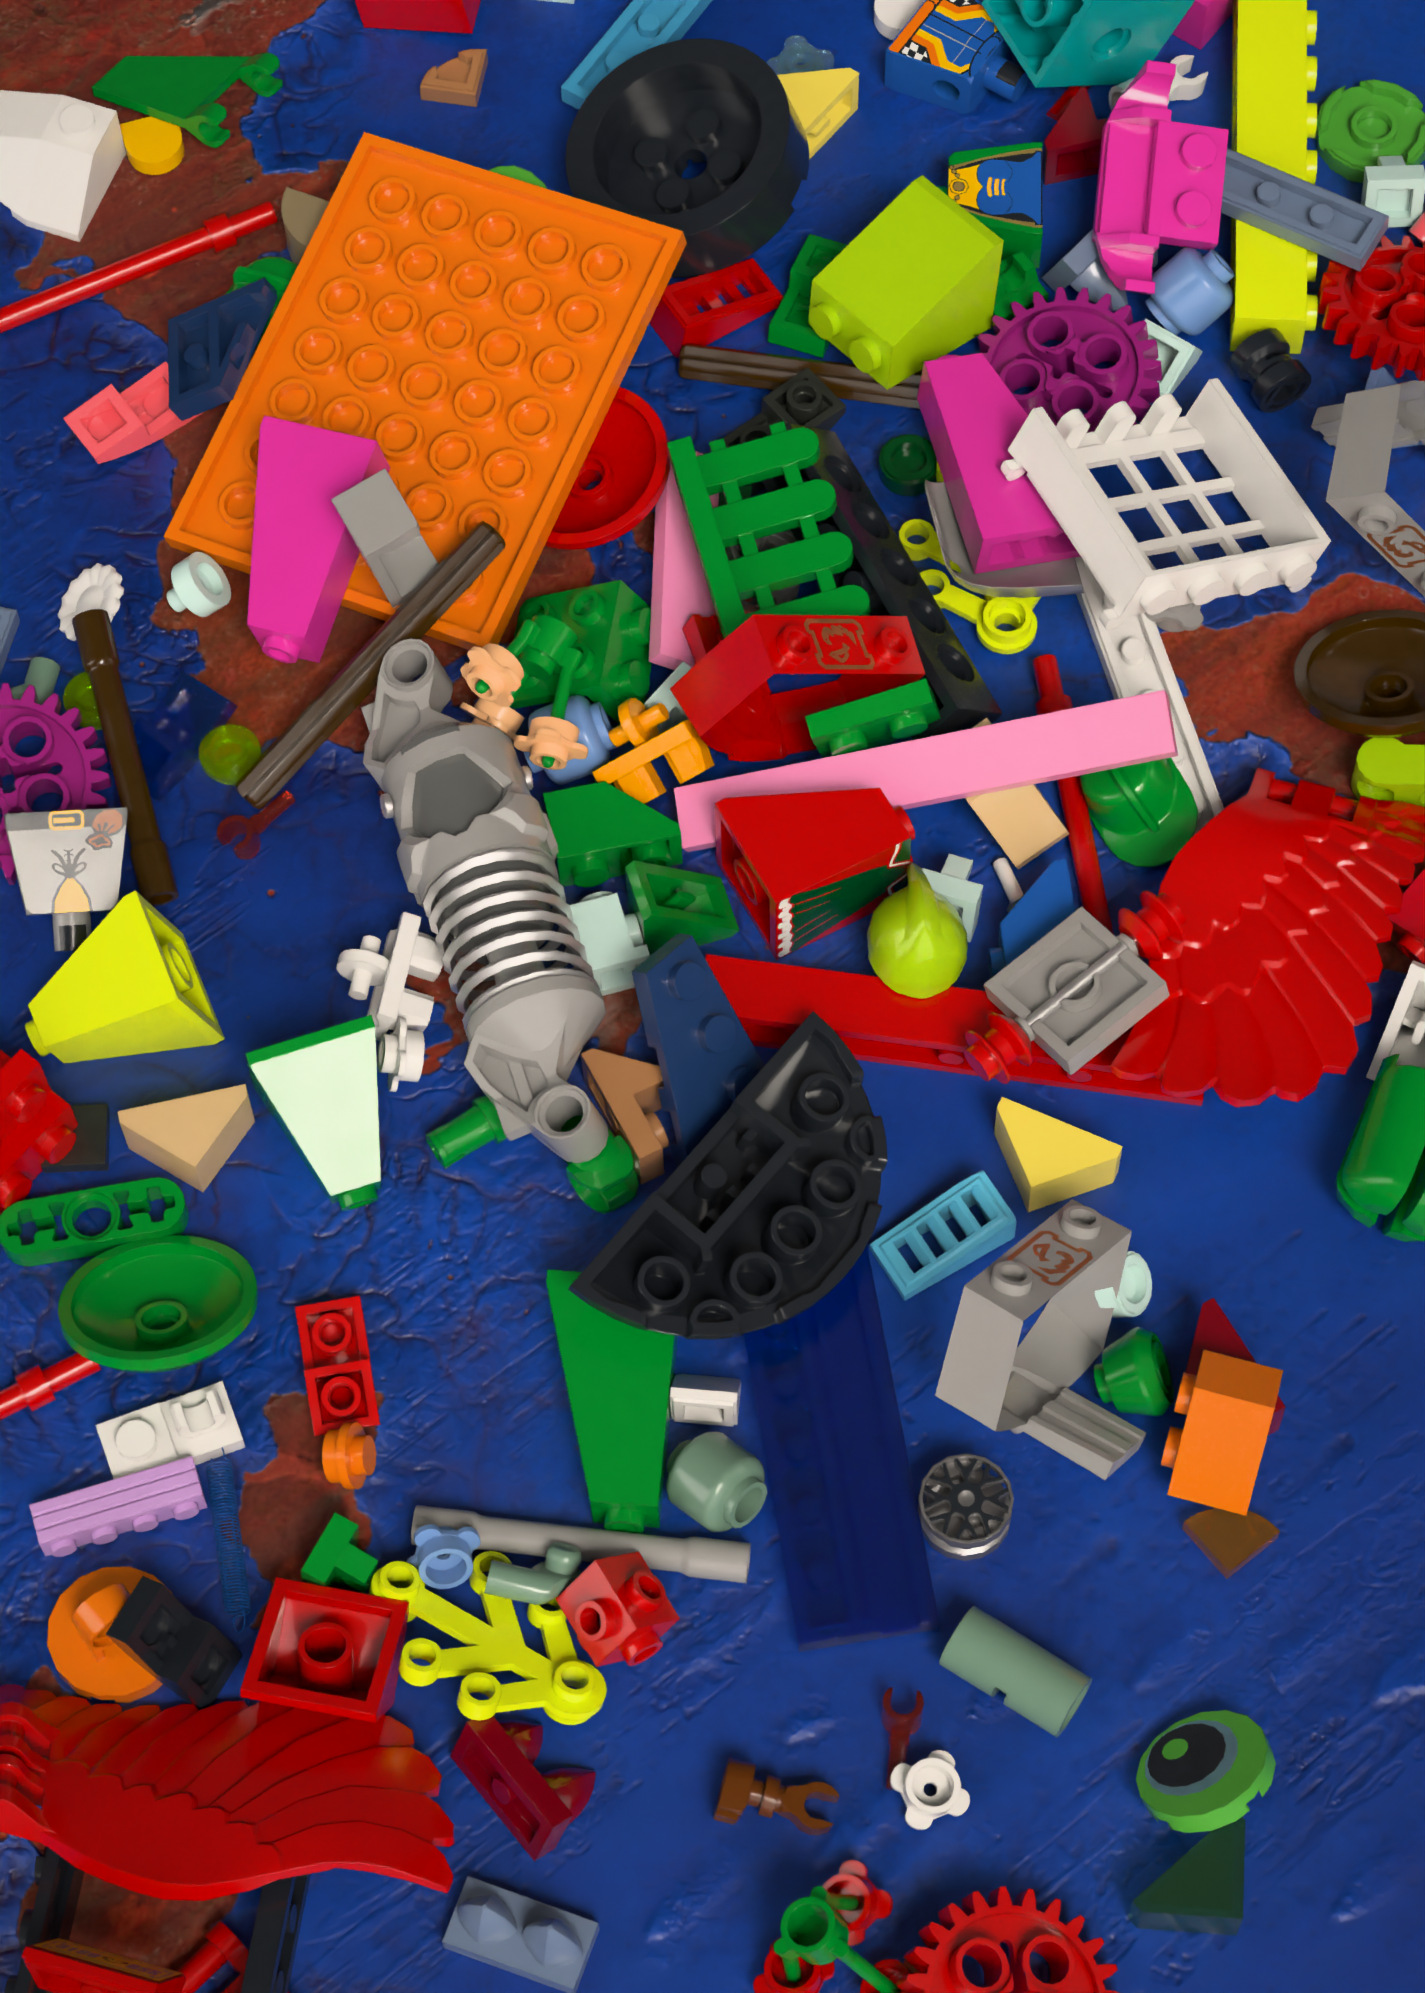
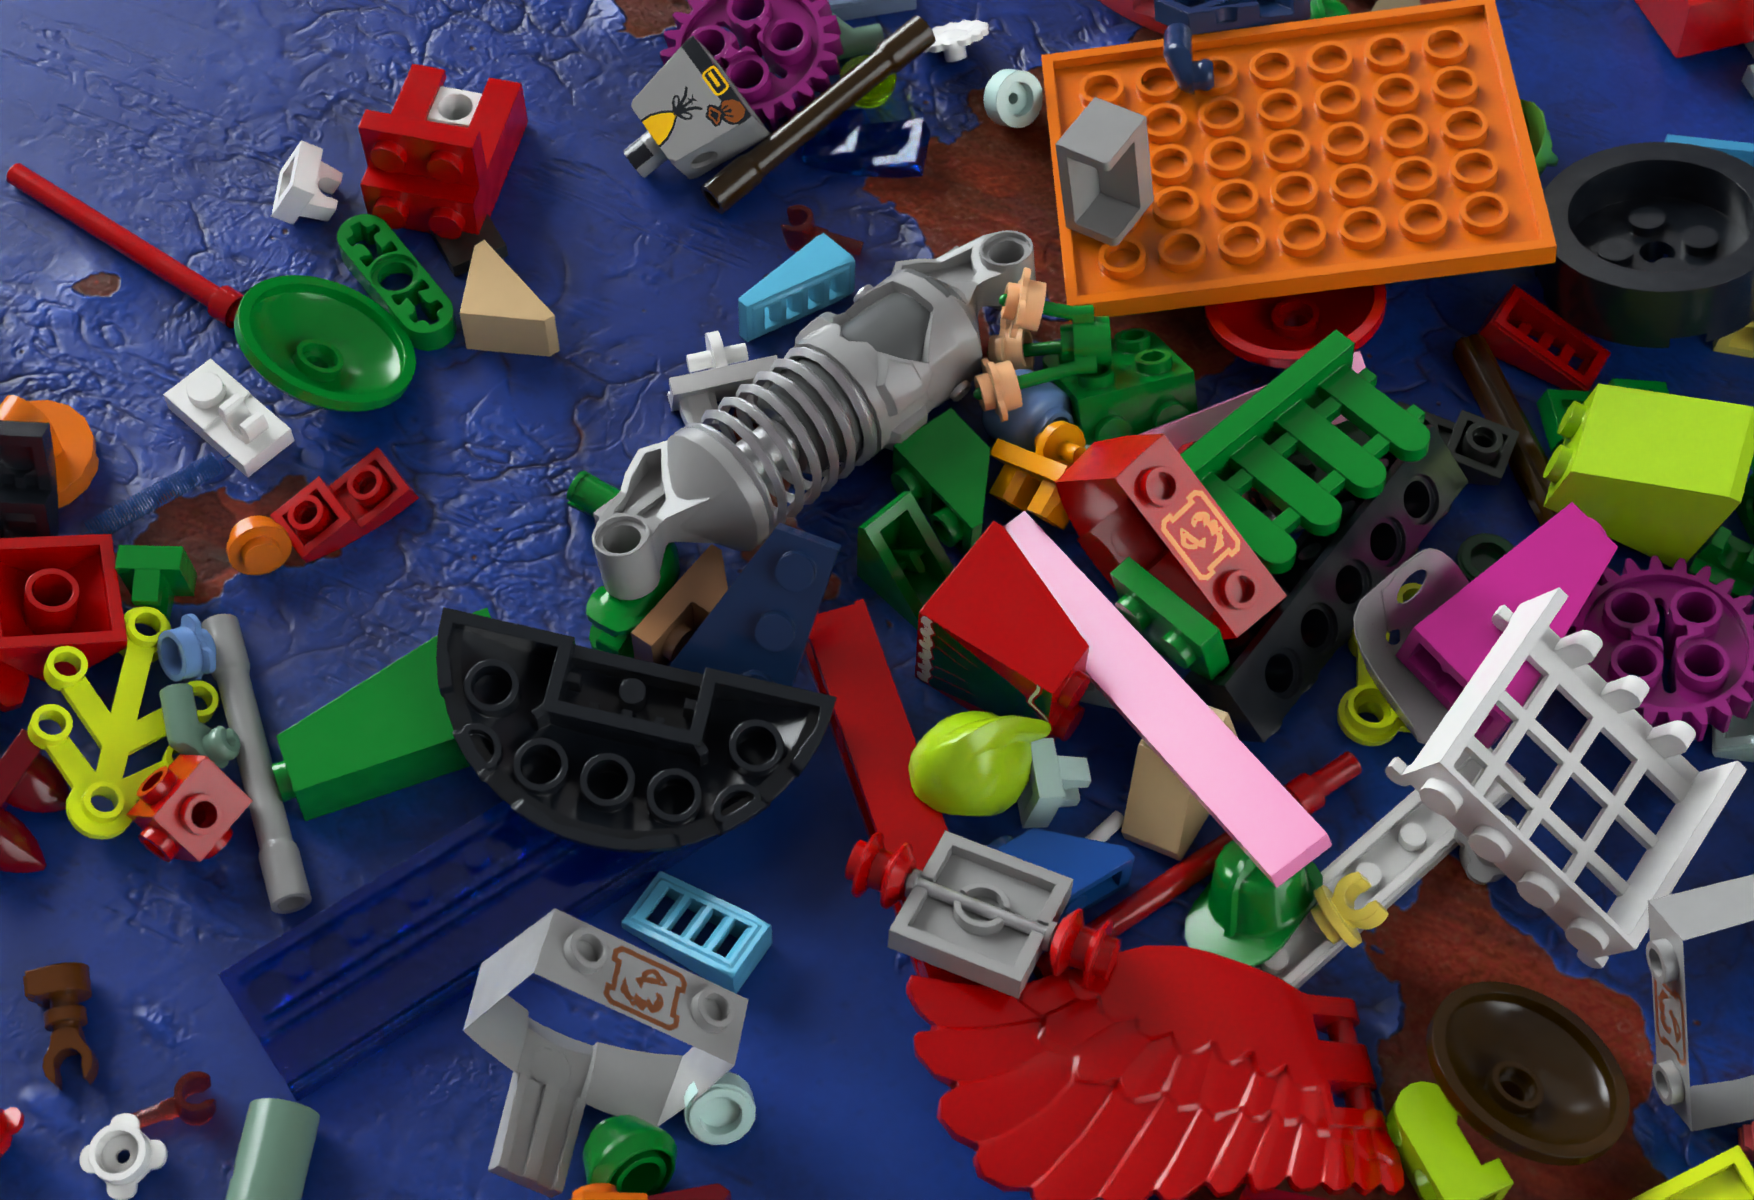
camera: 60 degrees right, 5 degrees down
(117, 1507) = (146, 406): lavender piece -> none
(124, 992) = (612, 207): neon yellow slope -> none
(228, 753) = (872, 189): clear neon green plate -> none
(249, 412) = (1178, 54): none -> dark blue arm
(299, 540) = (1017, 144): dark pink slope -> none
(313, 847) = (800, 286): none -> medium azure slope
(327, 1105) = (569, 386): slope -> none
(361, 673) = (1048, 237): dark brown axle -> none
(401, 1055) = (653, 421): white plate -> none
(456, 80) = (1625, 71): medium nougat tile -> none
(610, 940) = (837, 519): light aqua brick -> none
(705, 1400) = (440, 795): white slope -> none
(716, 1482) = (352, 838): sand green head -> none
(965, 1507) = (423, 1066): flat silver wheel -> none
(1052, 1157) = (816, 985): light yellow slope -> none
(1190, 737) = (1337, 914): none -> light yellow plate

